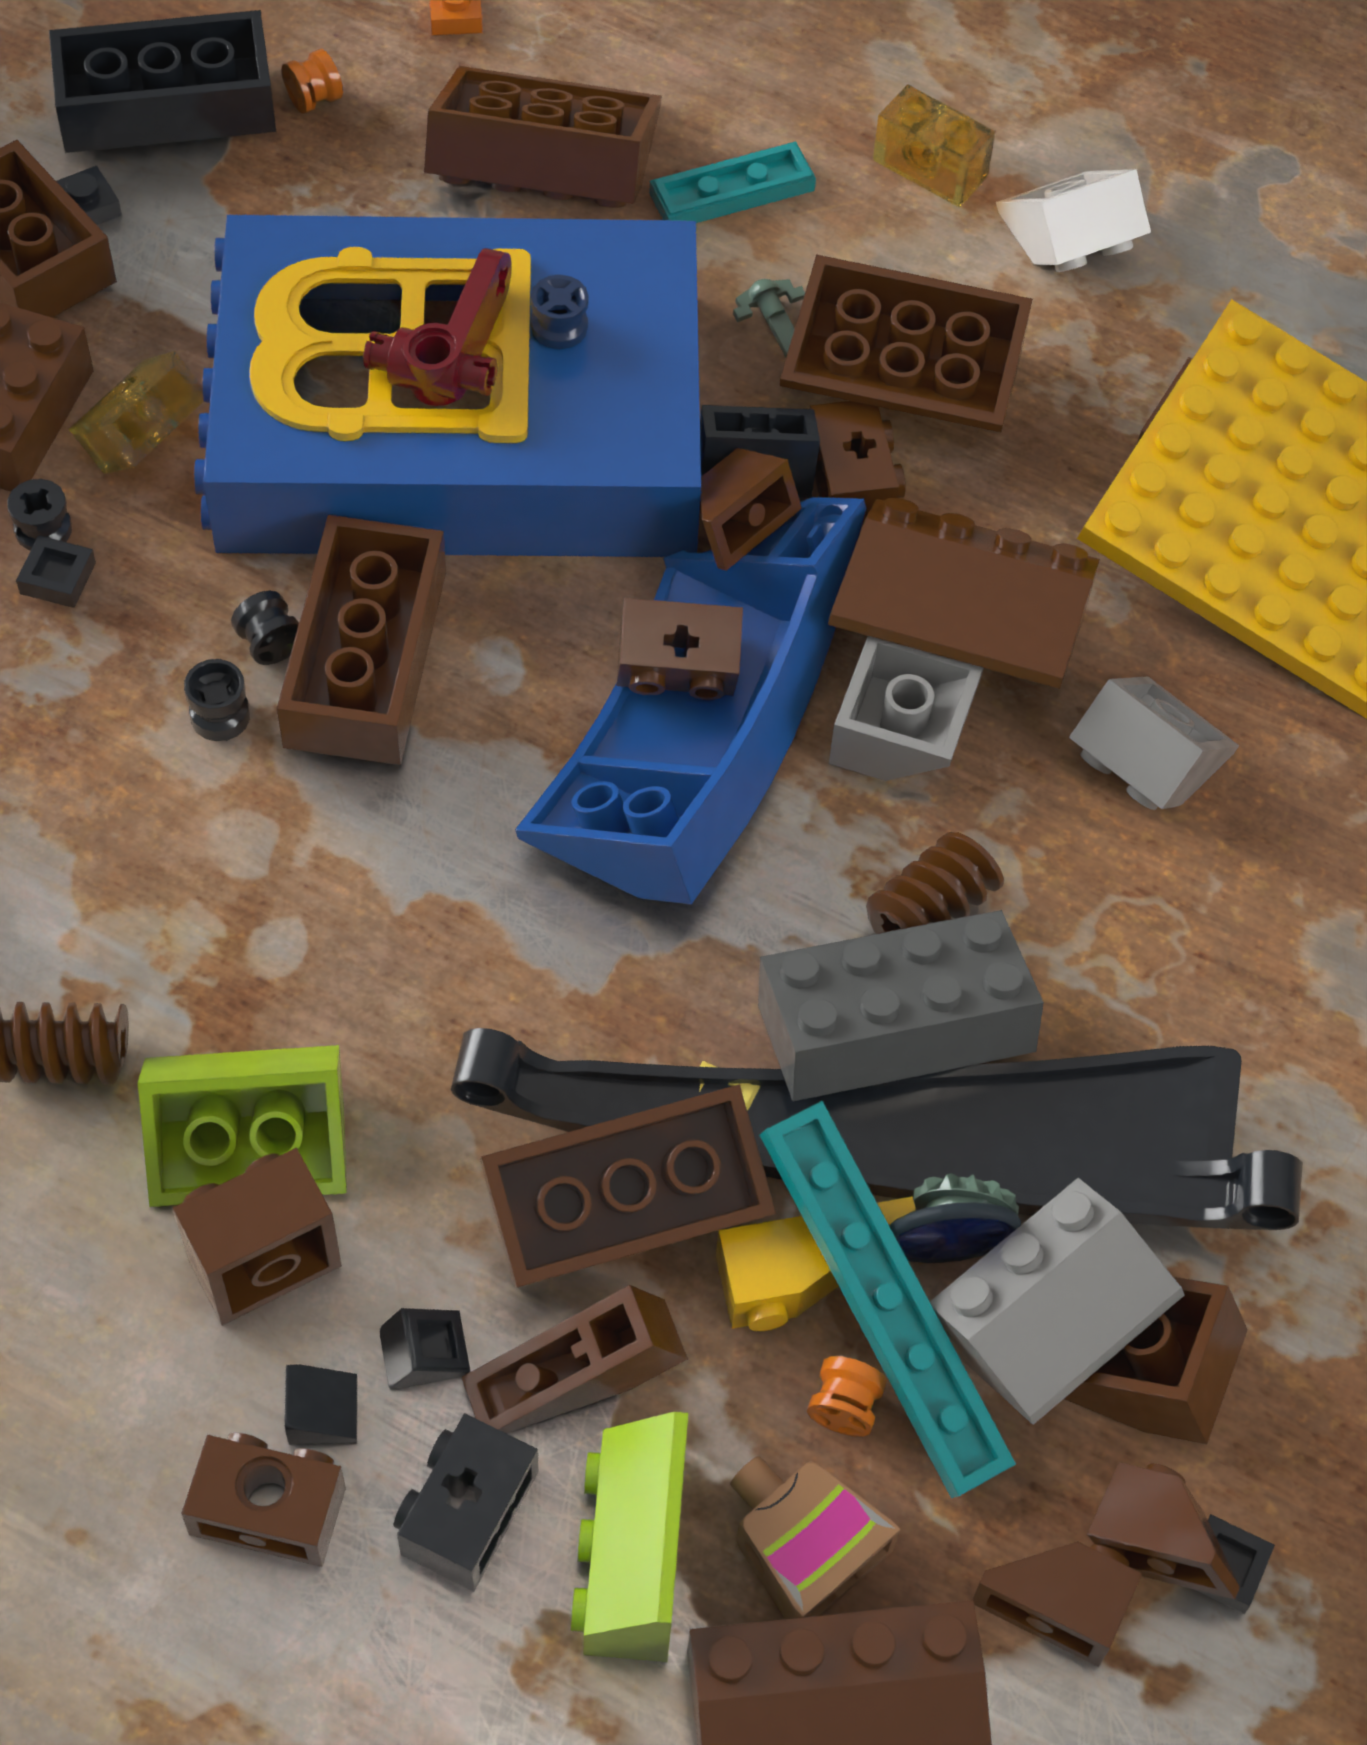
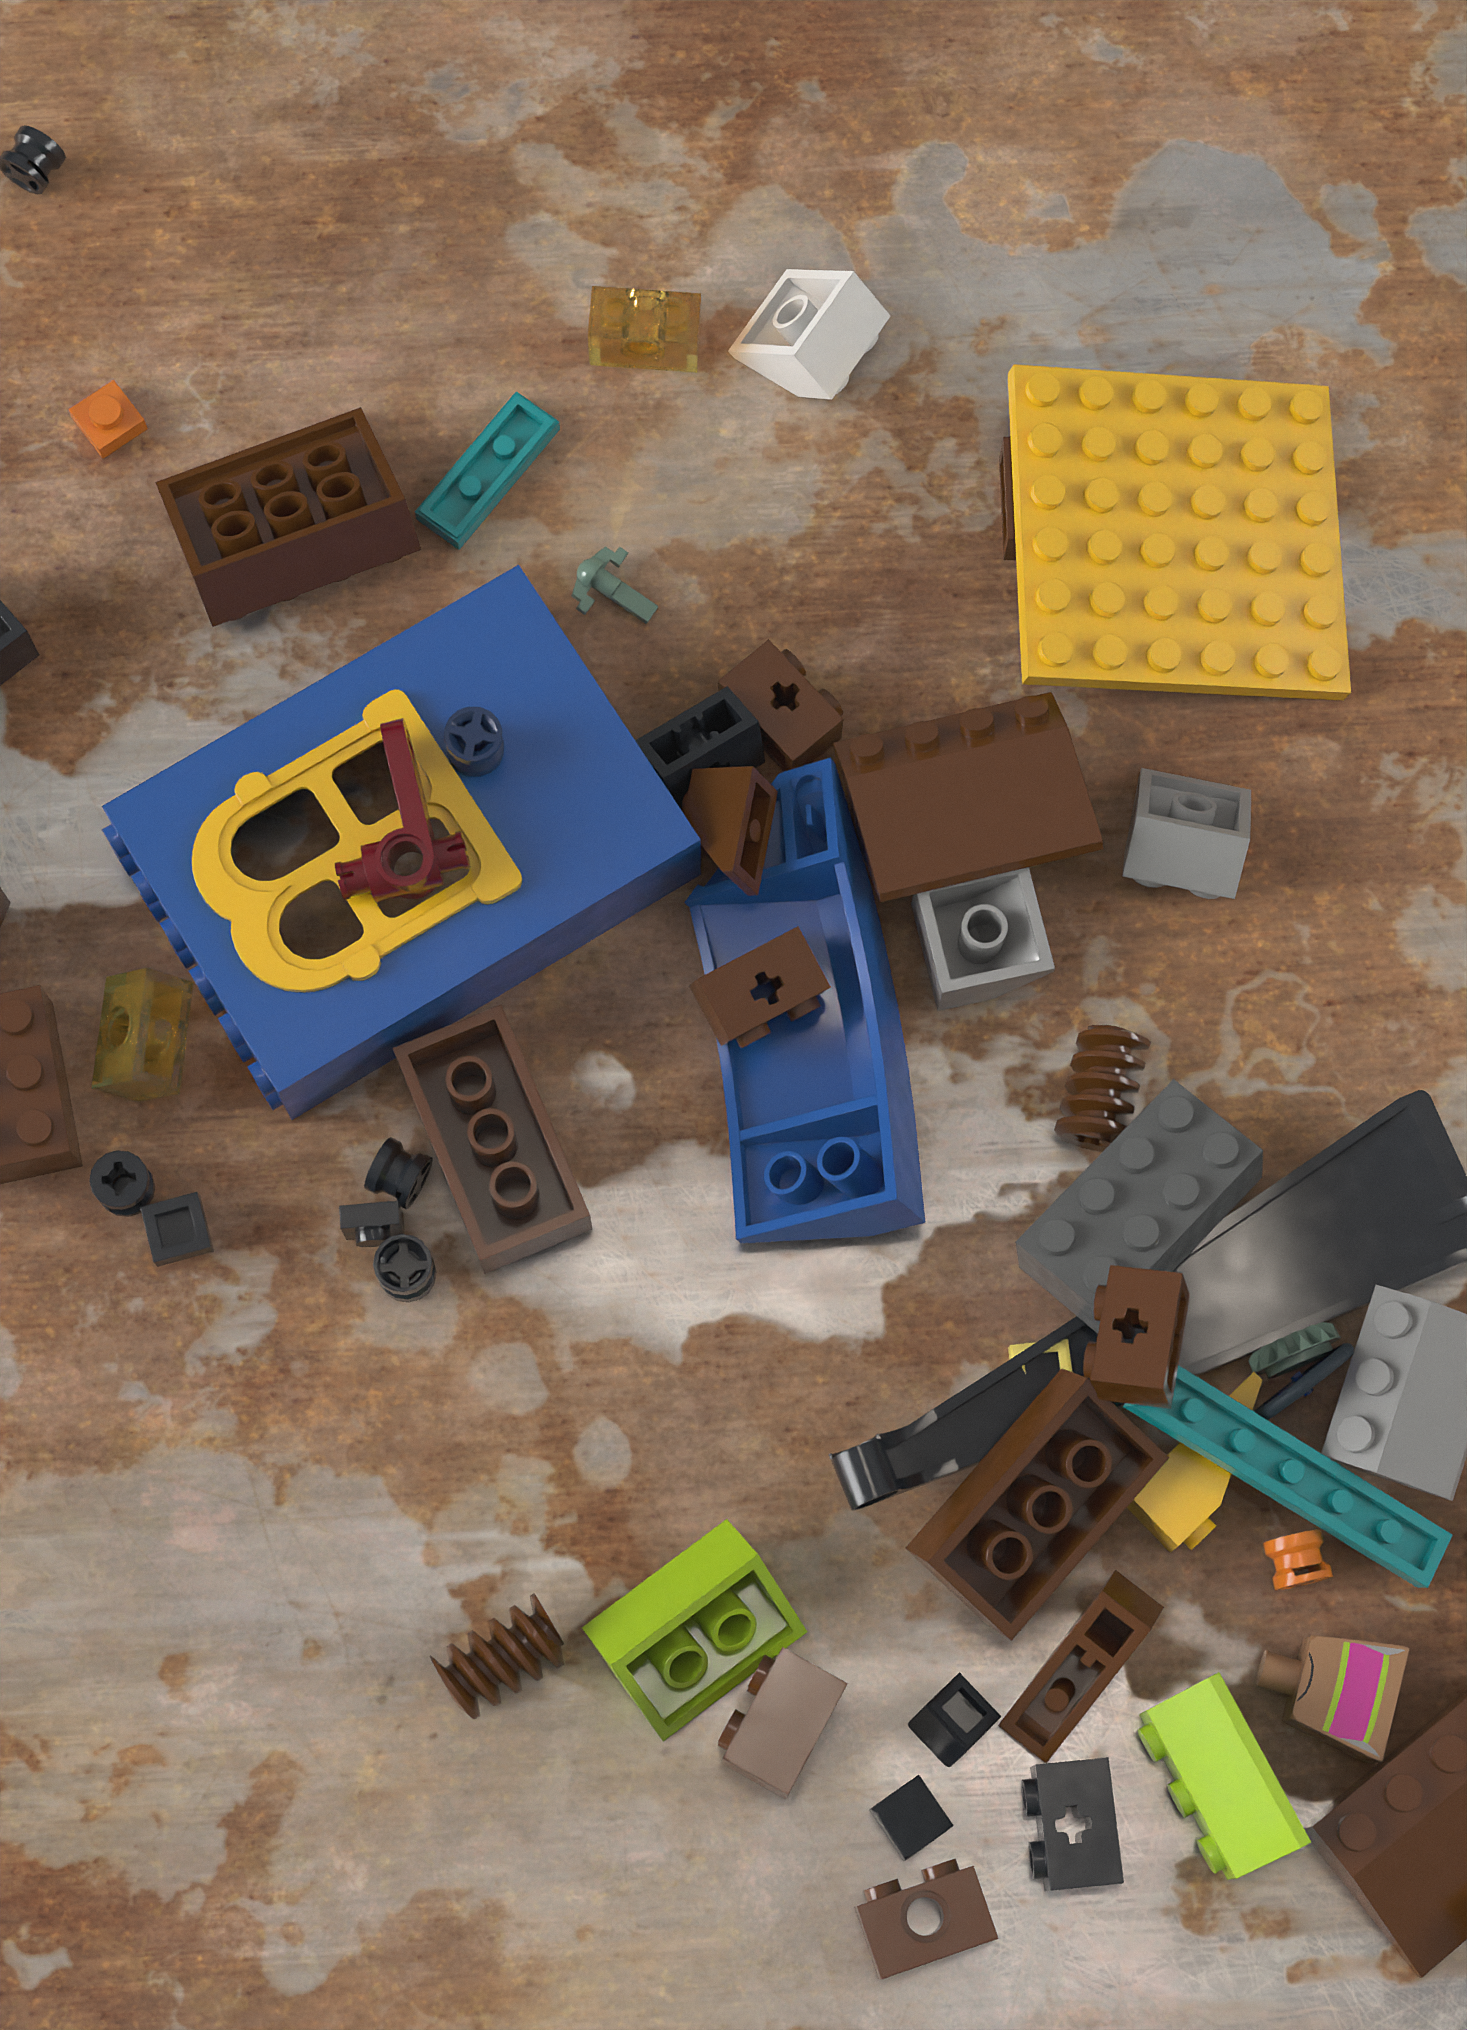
camera: 30 degrees left, 15 degrees up
(212, 640) = (371, 1222): none -> black plate
(312, 81) = (39, 584): orange wheel -> none
(810, 1067) = (1148, 1368): none -> reddish brown brick
(907, 343) = (763, 571): reddish brown slope -> none

